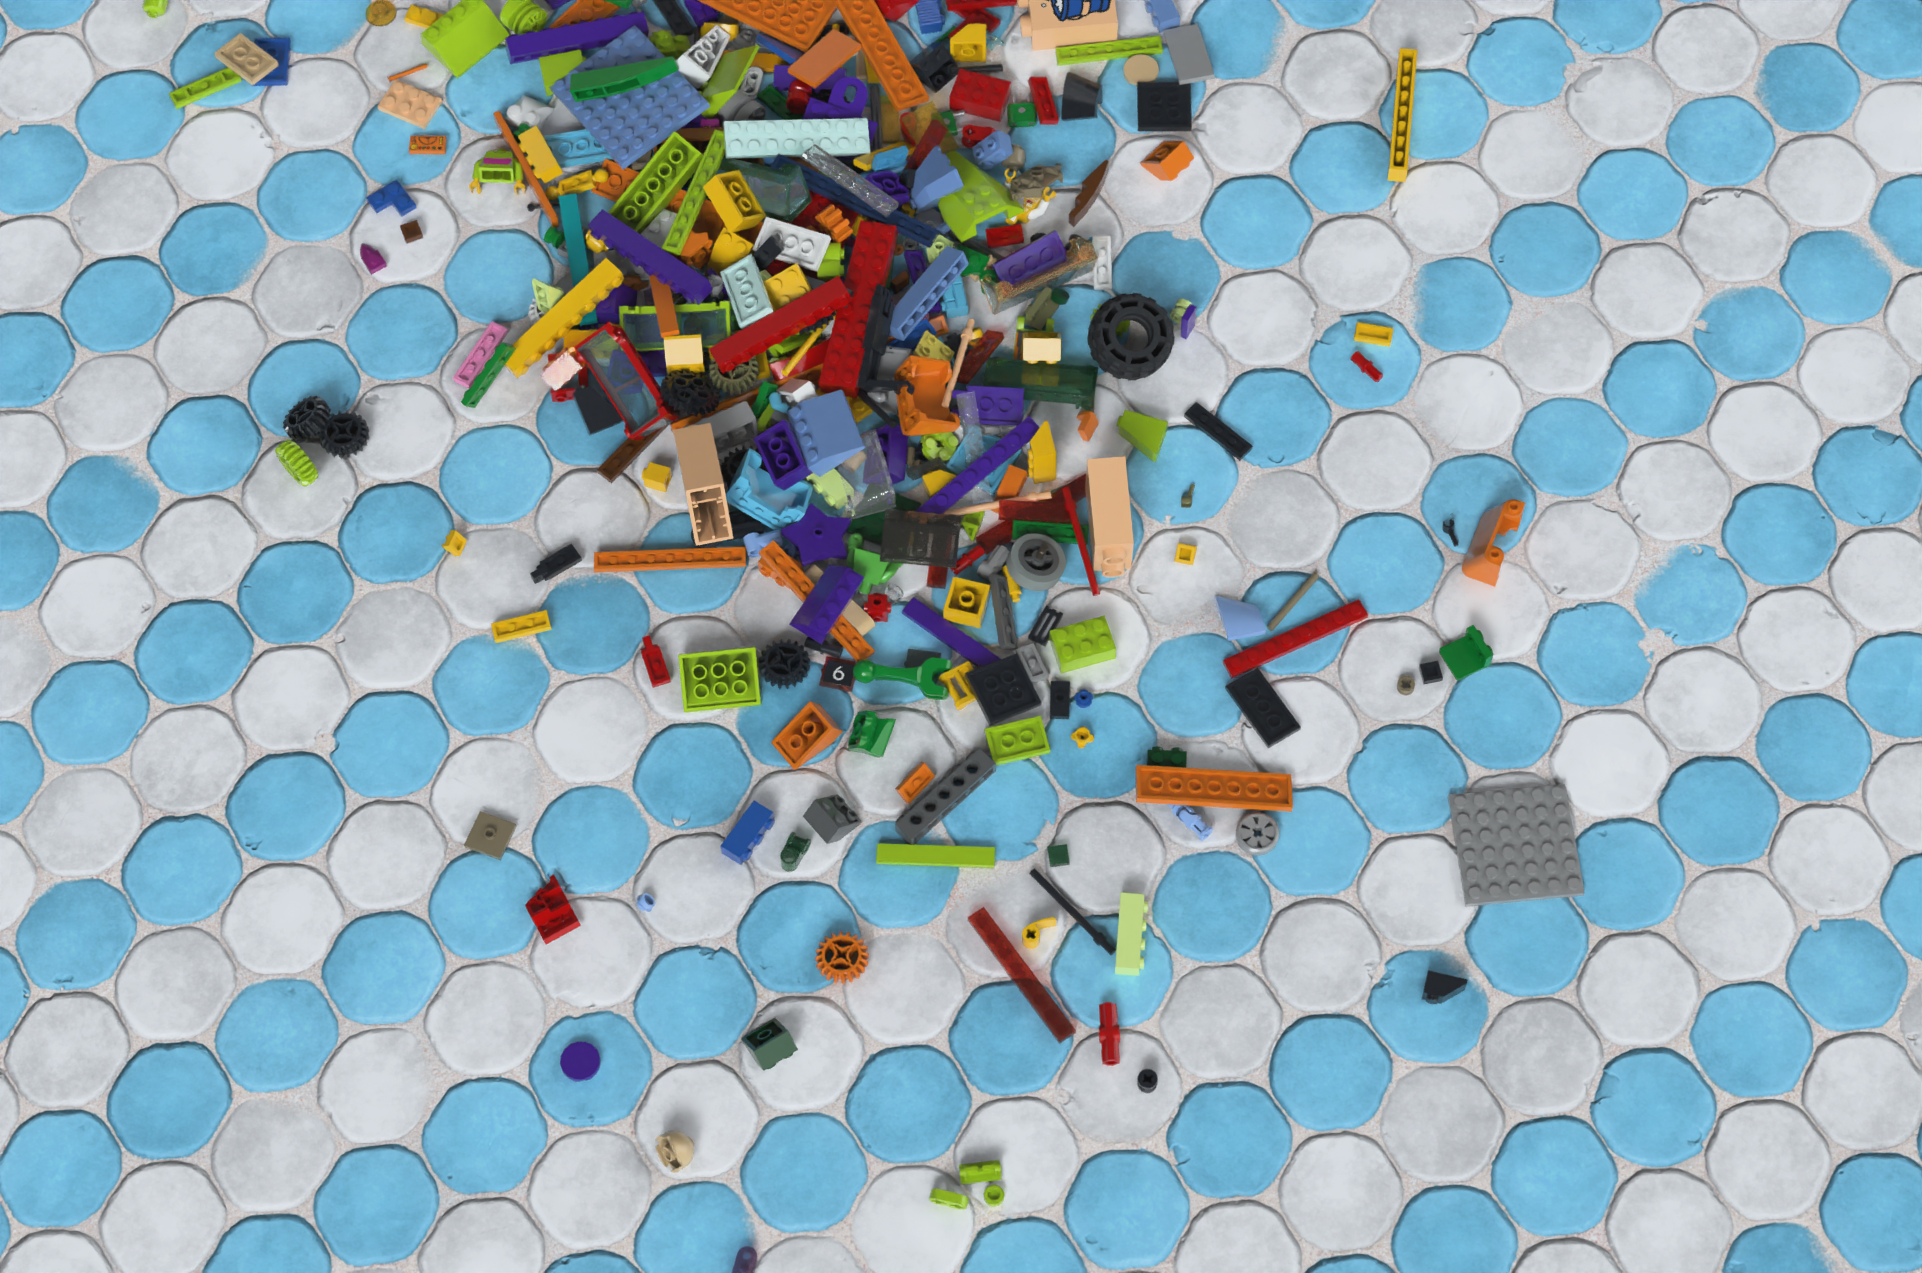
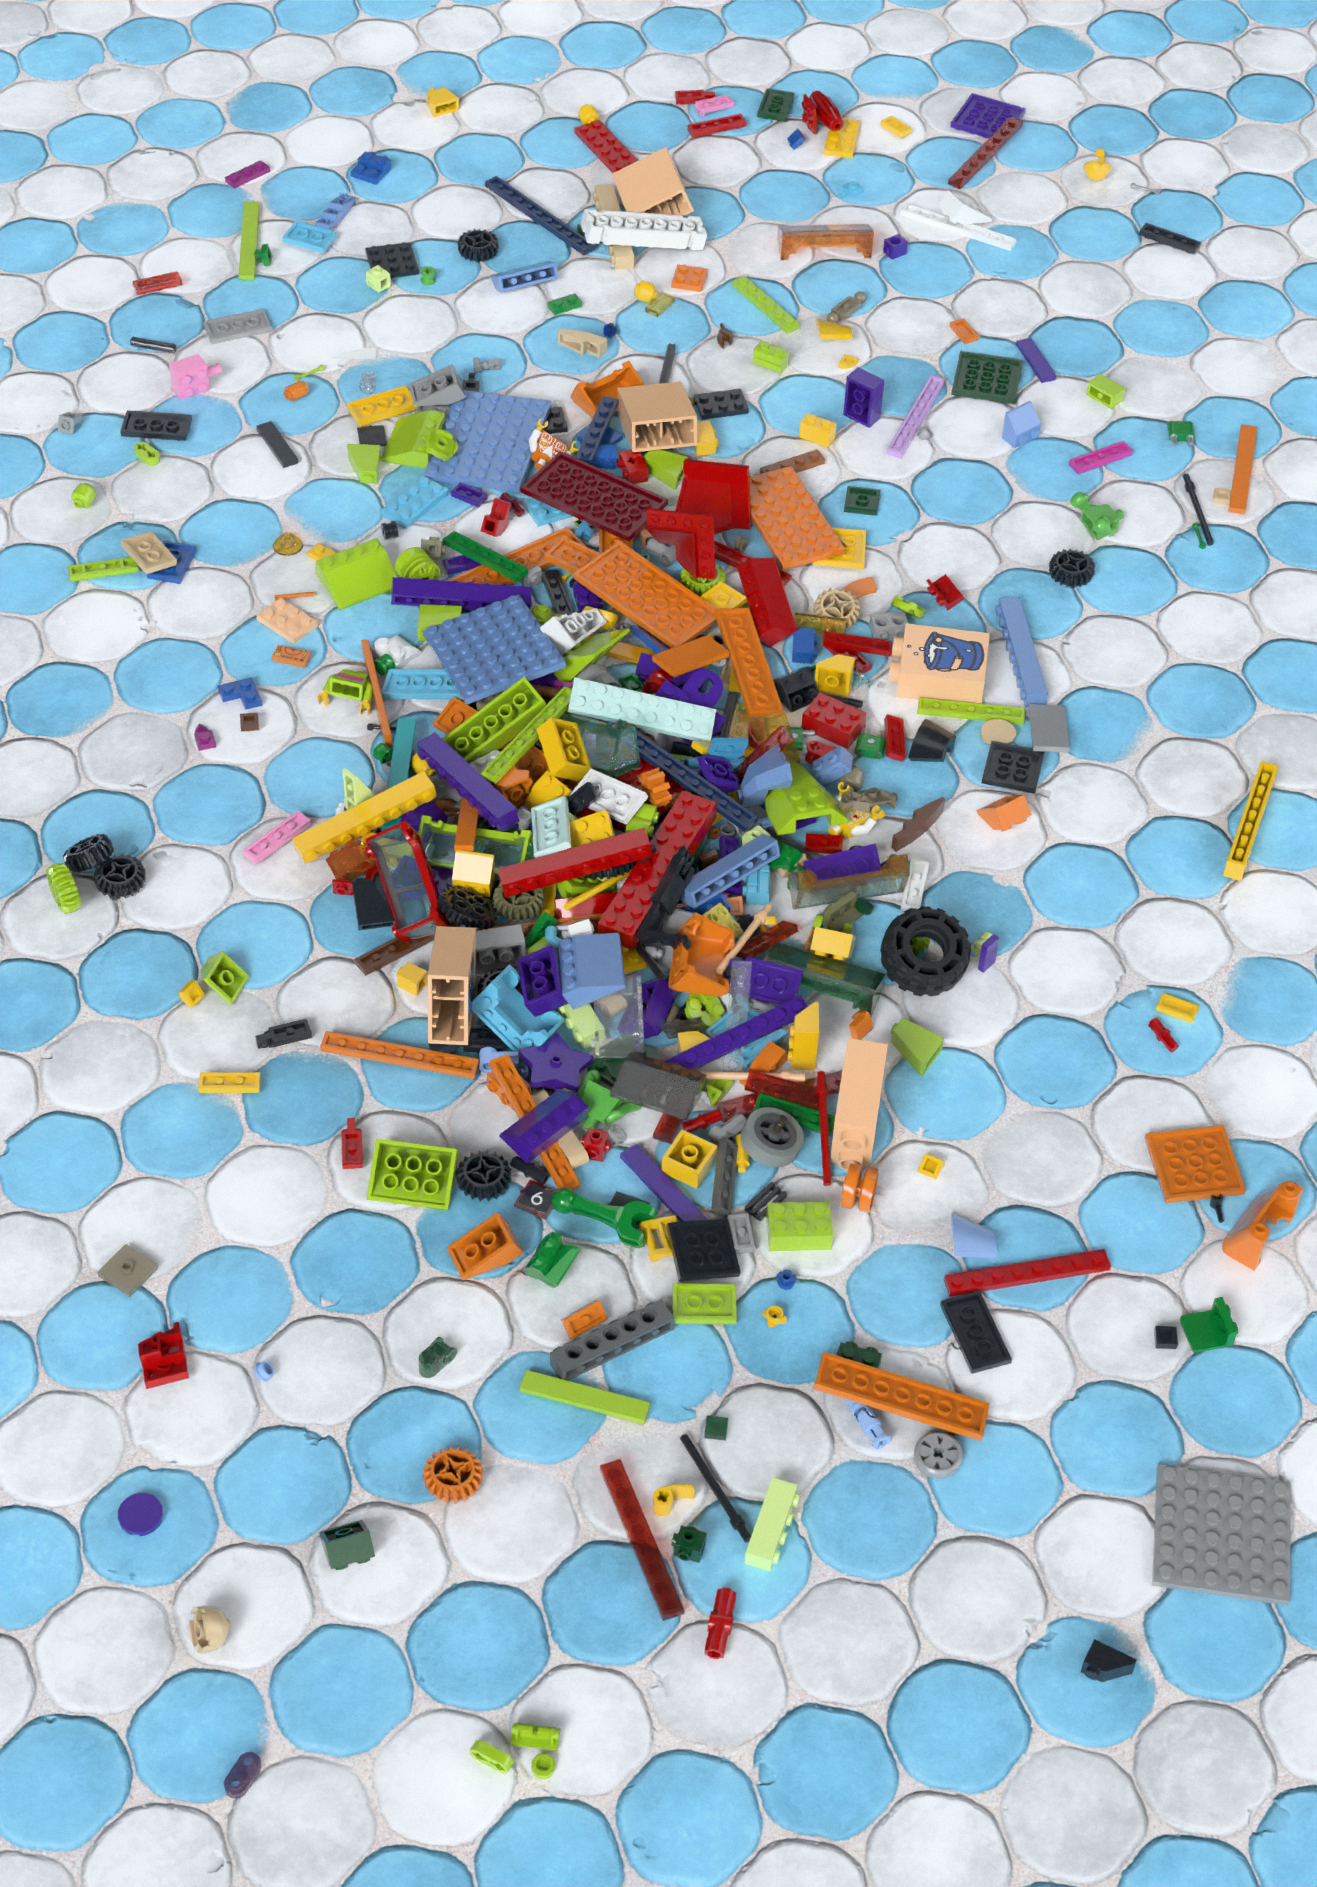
camera: 10 degrees right, 15 degrees down
(479, 518) = (224, 976): none -> lime slope
(488, 375) = (276, 851): green plate -> none
(539, 155) = (392, 681): yellow brick -> none
(577, 183) = (422, 714): yellow plate -> none
(620, 78) = (489, 629): green slope -> none
(748, 833) = (393, 1327): blue brick -> none
(750, 84) = (617, 665): white plate -> none
(831, 818) = (485, 1333): dark grey slope -> none
(850, 180) = (683, 754): clear plate -> none
(908, 178) = (742, 770): black tile -> none
(1059, 699) = (760, 1275): black plate -> none
(1064, 970) = (689, 1543): none -> dark green brick
(1128, 594) = (856, 1187): none -> orange wheel
(1147, 1085) = (746, 1688): black wheel -> none
(1186, 501) = (944, 1117): olive hand -> none
(1218, 431) = (994, 1061): black tile -> none
(1293, 601) = (1033, 1236): dark tan bar -> none
(1404, 691) = (1133, 1350): dark tan bush -> none
(1421, 493) = (1194, 1164): none -> orange plate

